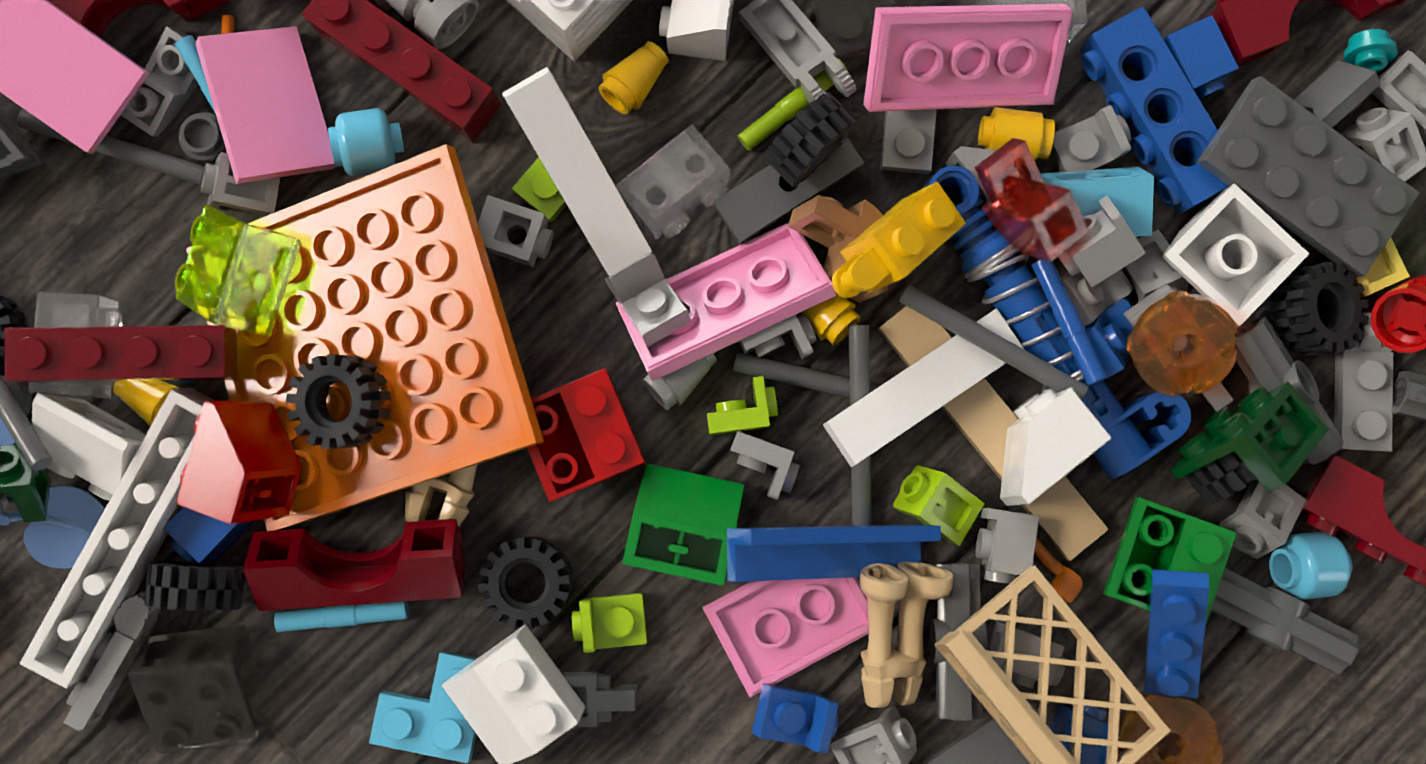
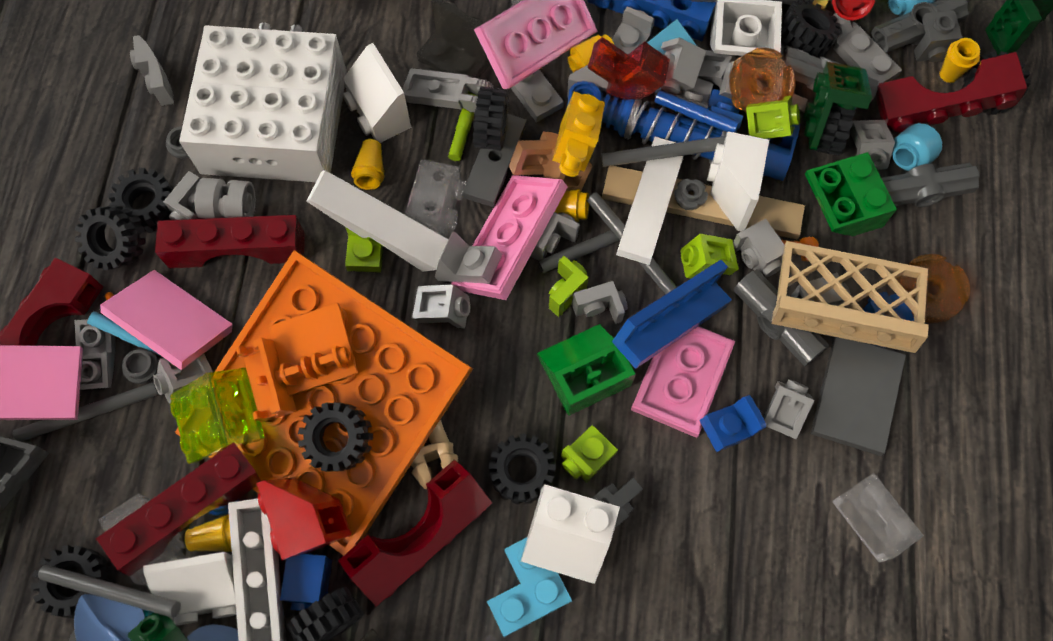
camera: 40 degrees left, 15 degrees down
(313, 278) = (270, 397): none -> orange hinge
(340, 616) = (427, 576): medium azure piece -> none
(365, 141) = (240, 297): medium azure head -> none
(383, 282) = (313, 349): none -> orange hinge
(501, 218) = (367, 275): light grey brick -> none
(583, 323) = (441, 304): none -> light grey bracket
(583, 436) = (497, 356): red slope -> none
(678, 385) = (519, 299): light grey cone -> none
(898, 667) = (759, 352): tan piece -> none
(968, 419) = (687, 201): none -> dark grey plate
(1151, 405) = (773, 118): none -> lime bracket
(1176, 633) = (885, 219): blue plate -> none

